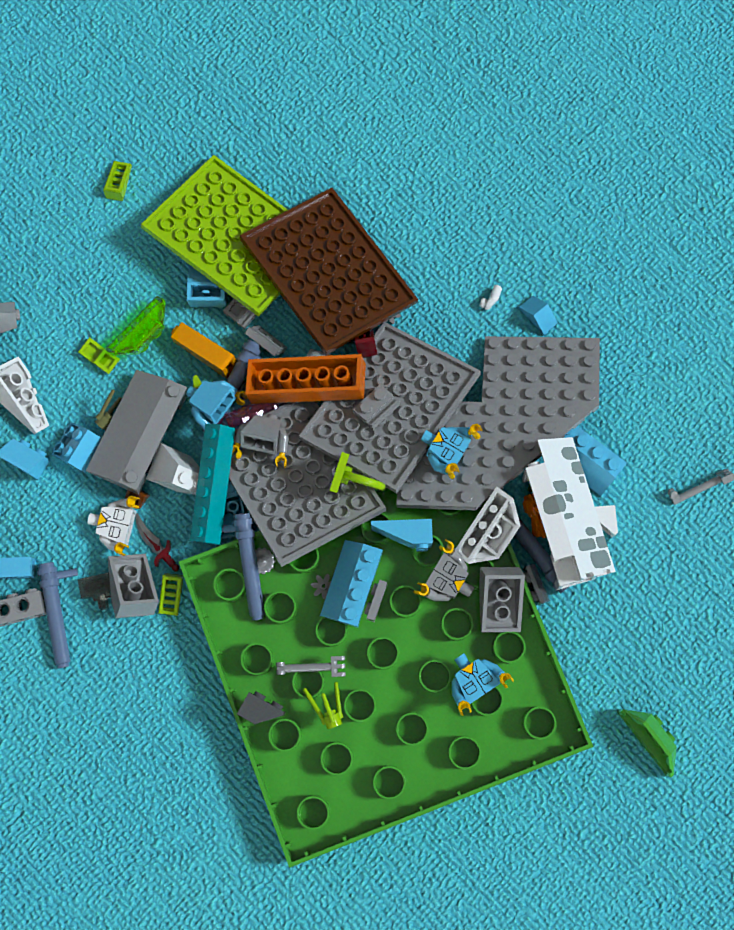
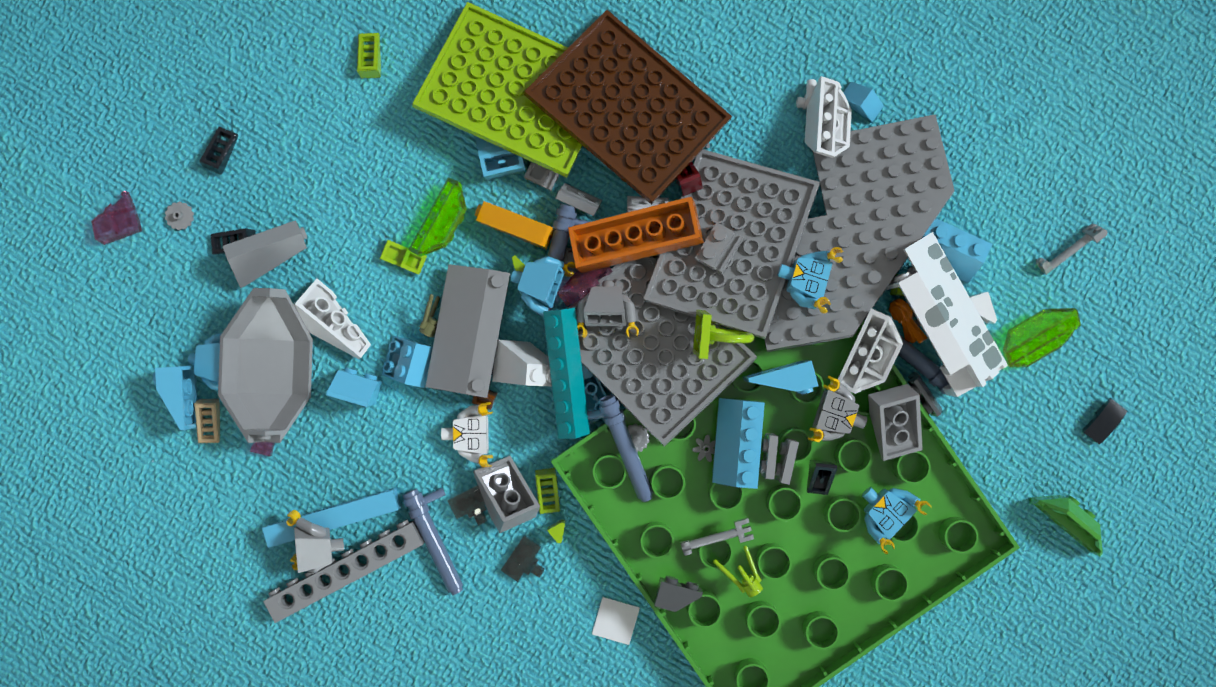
camera: 20 degrees left, 10 degrees up
(131, 652) = (523, 560): none -> clear smoke hinge
(154, 542) = (517, 443): piece -> none
(170, 631) = (557, 530): none -> lime slope
(202, 731) = (615, 621): none -> white sticker
(387, 616) = (788, 454): none -> light grey plate
(419, 633) = (820, 477): none -> black slope
(503, 320) = (828, 119): none -> white wedge
(654, 558) = (1039, 336): none -> clear neon green wedge
(702, 652) = (1105, 421): none -> black slope

